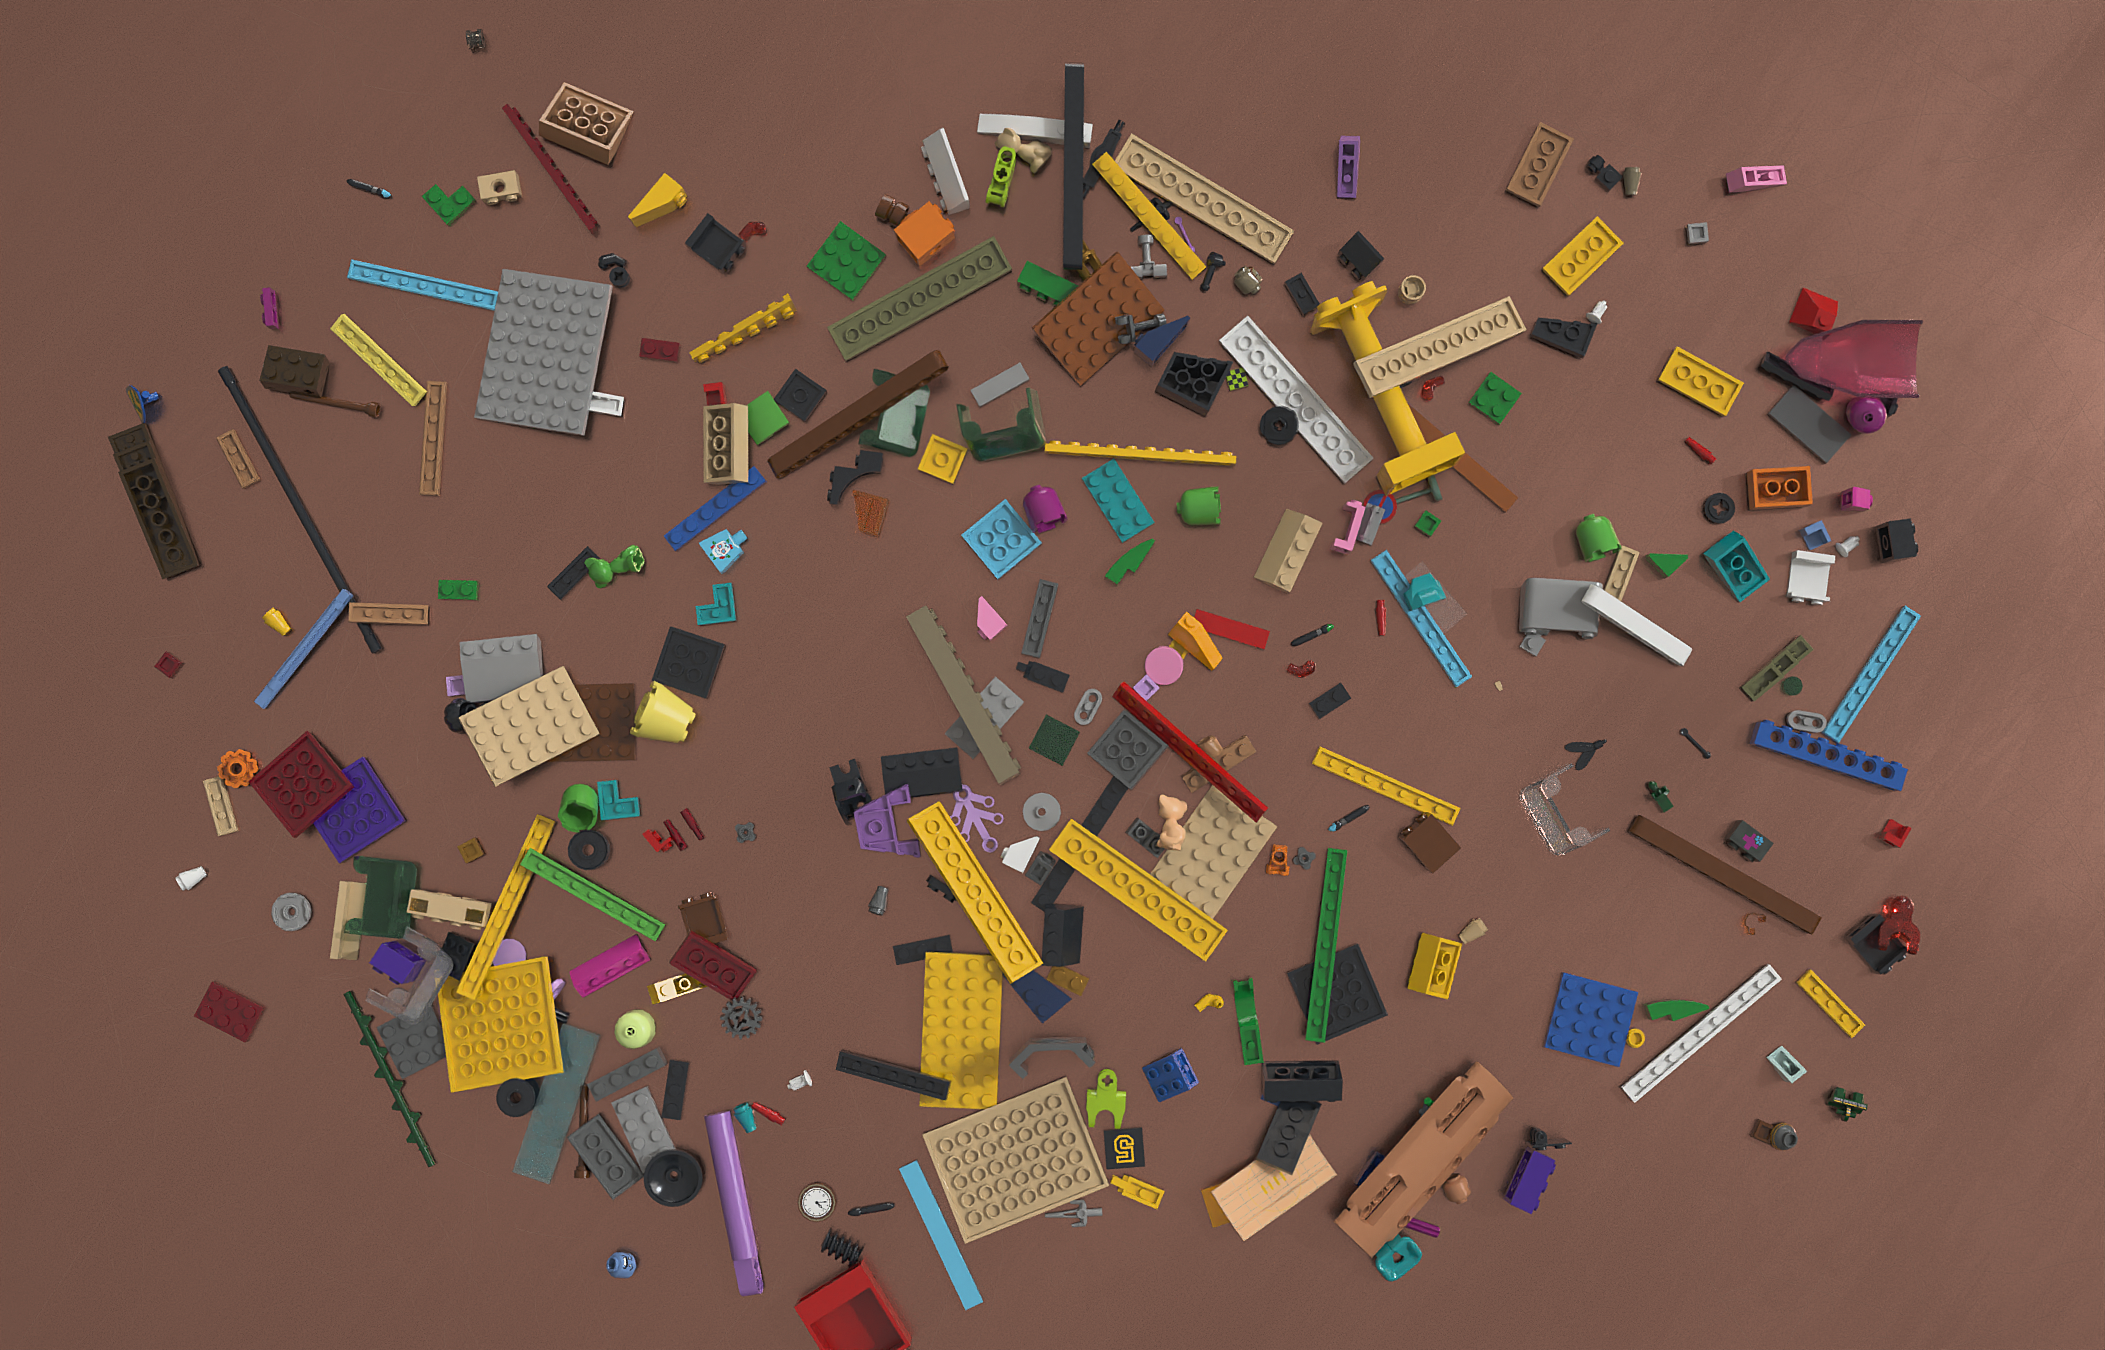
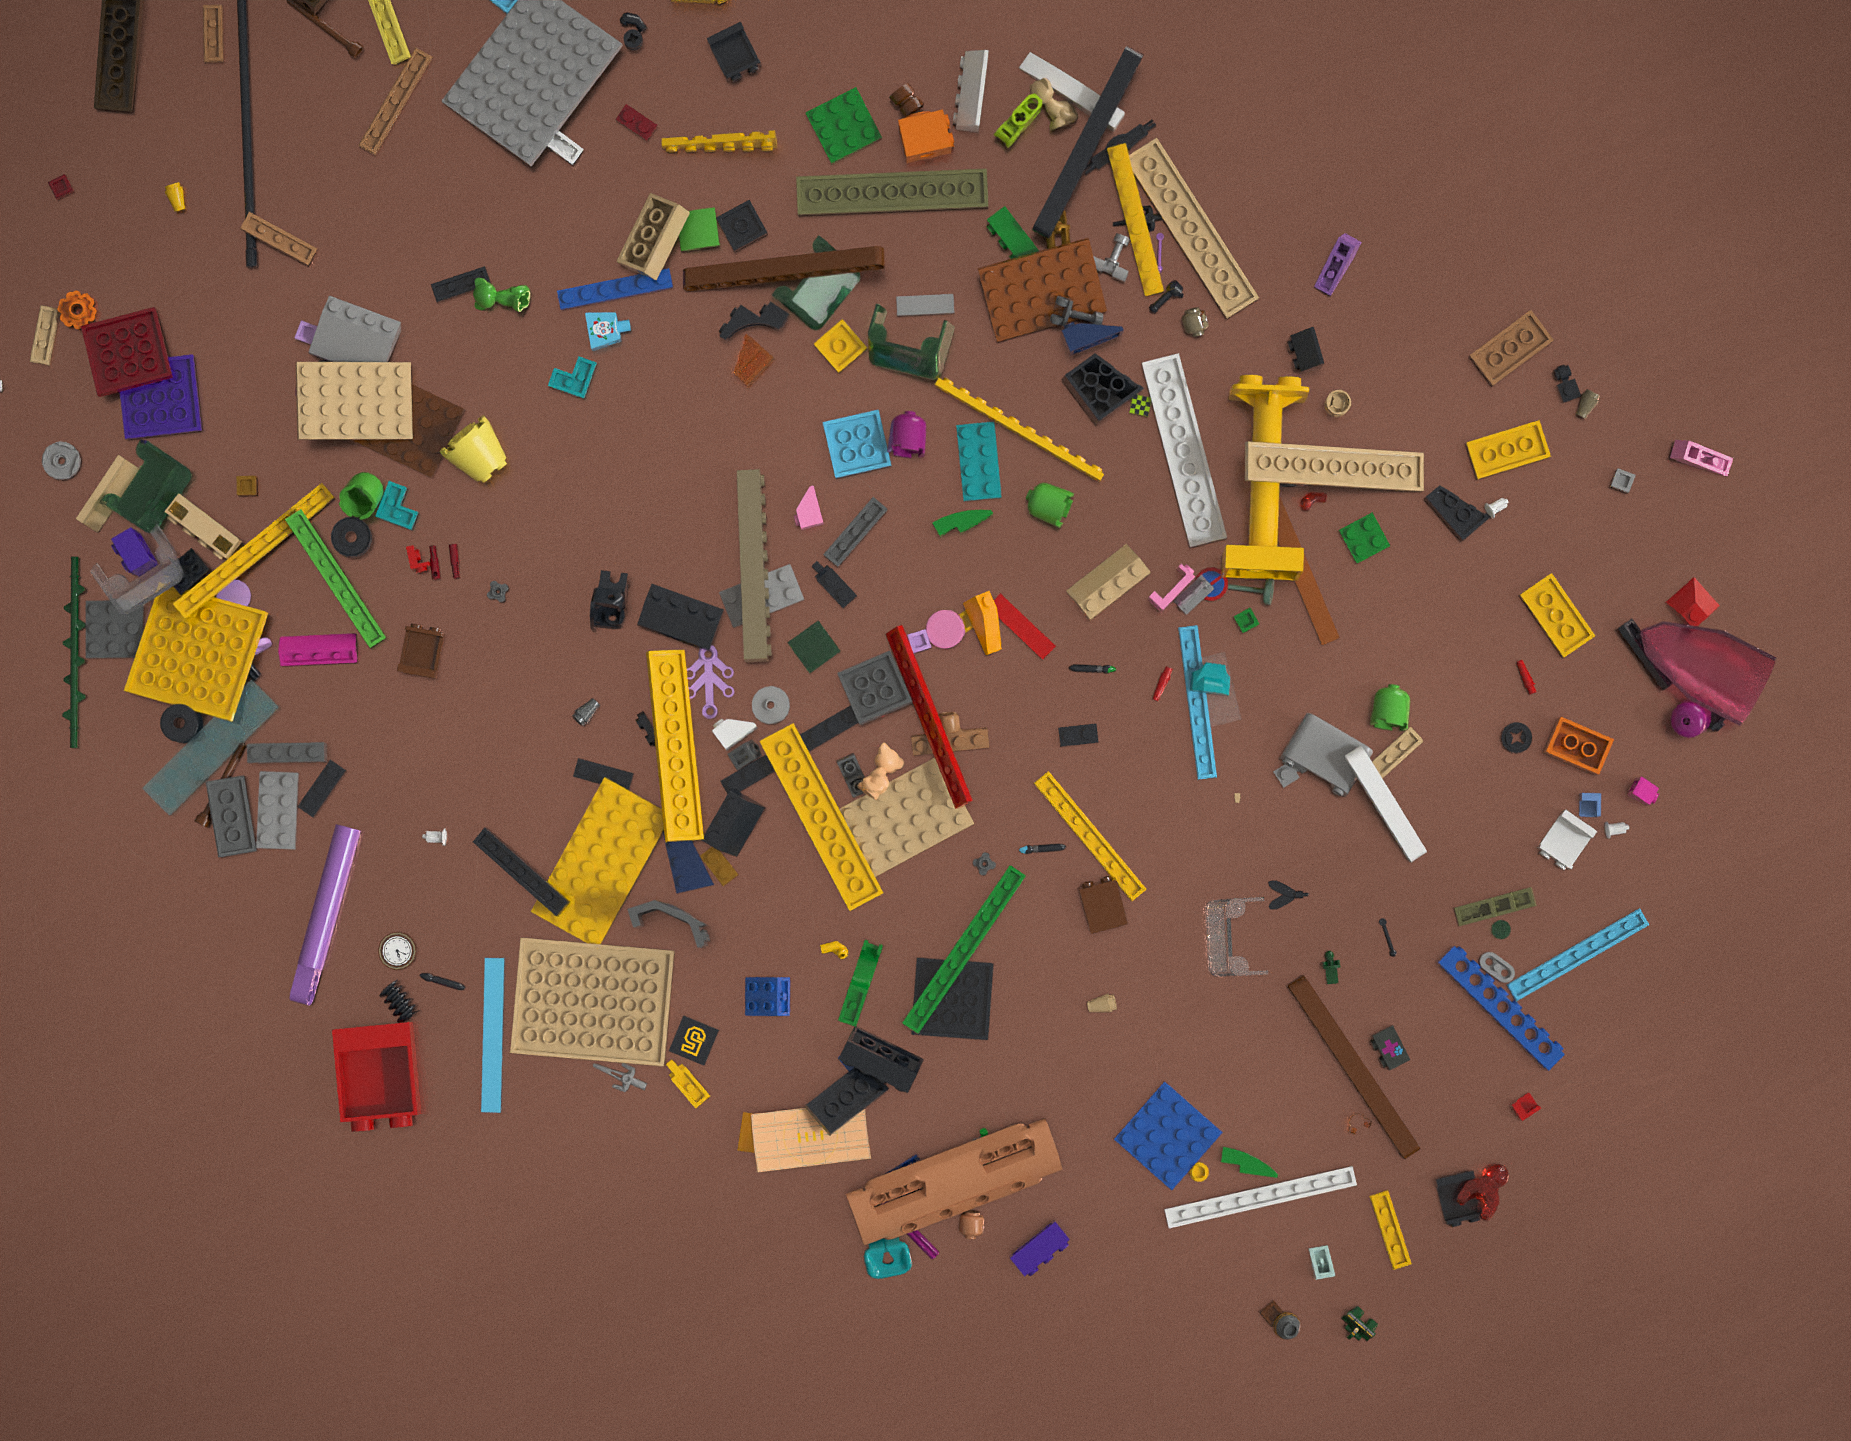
camera: 30 degrees right, 0 degrees up
(303, 649) = (187, 232): medium blue piece -> none
(454, 710) = (295, 354): black plant -> none
(457, 590) = (350, 248): green plate -> none
(621, 1265) = (197, 918): medium blue head -> none
(643, 1028) = (321, 719): yellowish green cylinder -> none
(670, 1189) = (272, 873): black dish -> none
(673, 988) = (371, 697): yellow slope -> none
(688, 662) = (522, 414): black plate -> none
(712, 966) = (409, 695): dark red plate -> none
(715, 393) = (666, 187): red panel -> none
(735, 1014) = (406, 747): dark grey gear -> none
(745, 1117) = (371, 843): teal cone -> none
(752, 228) = (774, 54): clear red arm -> none
(768, 1113) = (393, 850): red animal -> none
(877, 825) = (617, 646): medium lavender wing -> none
(1088, 707) = (858, 631): light grey plate -> none
(1106, 1098) = (699, 987): lime piece -> none
(1272, 416) = (1167, 462): black plate -> none
(1278, 865) = (957, 857): orange plate -> none
(1302, 293) = (1237, 357): black plate -> none
(1302, 671) = (1067, 696): clear red arm -> none
(1434, 966) = (1052, 1017): yellow slope -> none
(1539, 1140) = (1065, 1219): black hinge -> none
(1666, 563) = (1442, 762): green slope -> none
(1737, 565) = (1505, 797): teal slope -> none
(1809, 424) = (1636, 703): dark grey tile -> none
(1897, 540) = (1660, 845): black brick -> none

